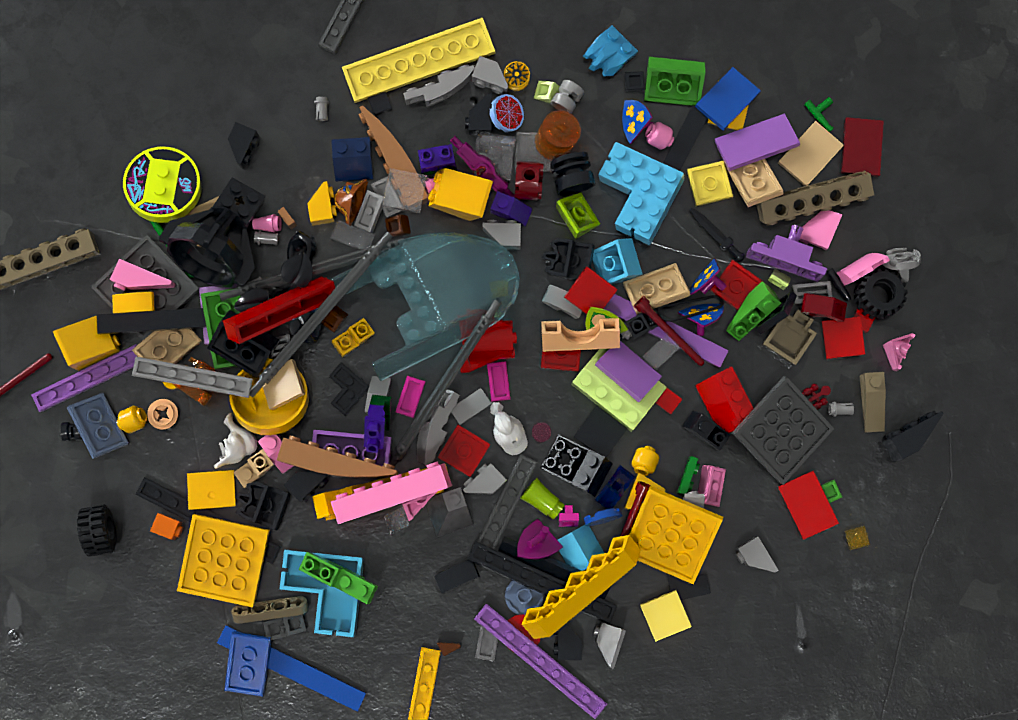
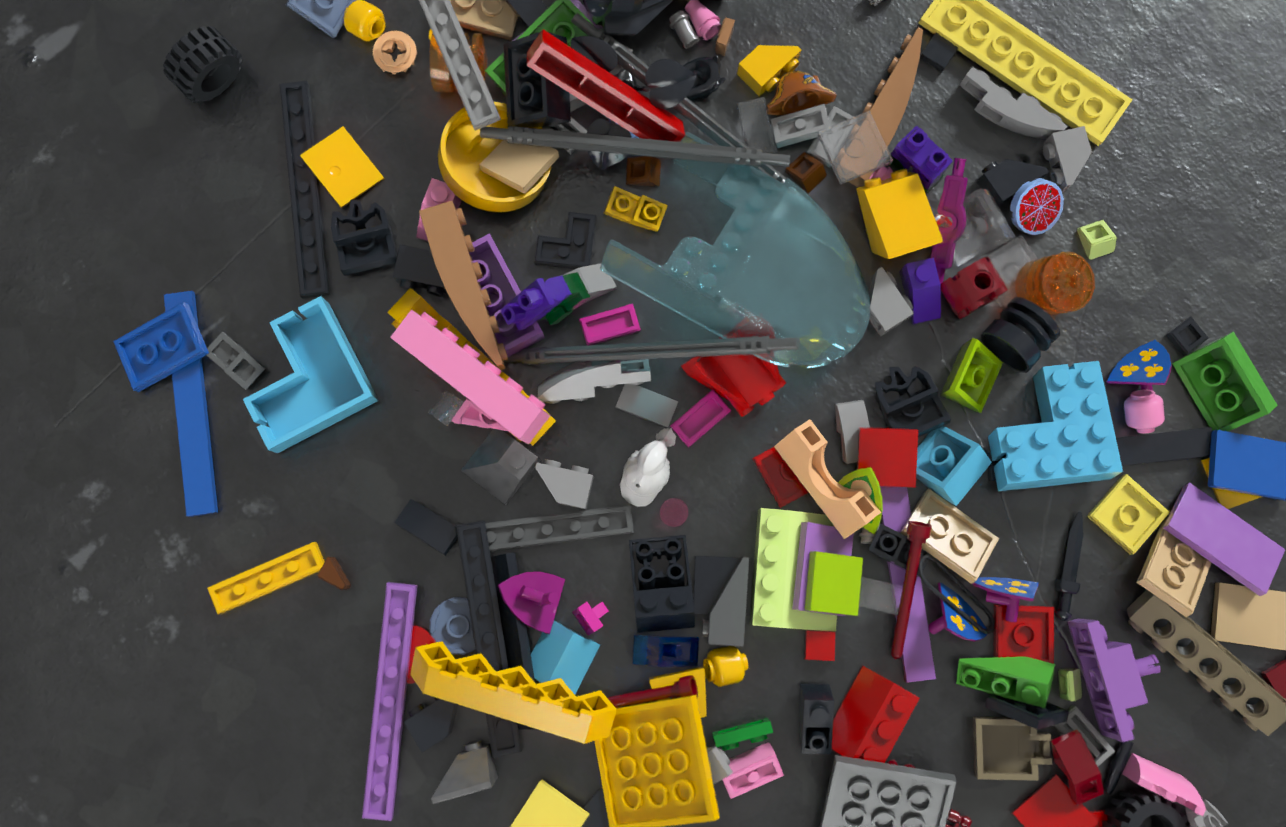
camera: 55 degrees right, 0 degrees up
(167, 526) = (263, 144): orange brick -> none
(223, 560) = (265, 235): yellow plate -> none
(238, 445) = (414, 162): white piece -> none
(254, 468) = (398, 199): tan slope -> none
(292, 607) = (221, 305): dark tan beam -> none
(338, 577) = (328, 382): bright green slope -> none
(352, 159) = (849, 63): dark blue slope -> none
(464, 451) = (587, 433): red tile -> none
(486, 645) = (365, 620): flat silver tile -> none
(517, 76) = (1090, 189): yellow wheel -> none
(542, 499) = (591, 569): lime plant -> none
(568, 94) = (1113, 266): light grey wheel -> none
(603, 517) = (619, 660): blue tile -> none
(610, 52) = (1202, 281): dark azure plate -> none
(617, 439) = (727, 615): none -> dark grey slope
(640, 370) = (833, 583): none -> lime tile
(821, 229) = (1174, 696): bright pink slope -> none

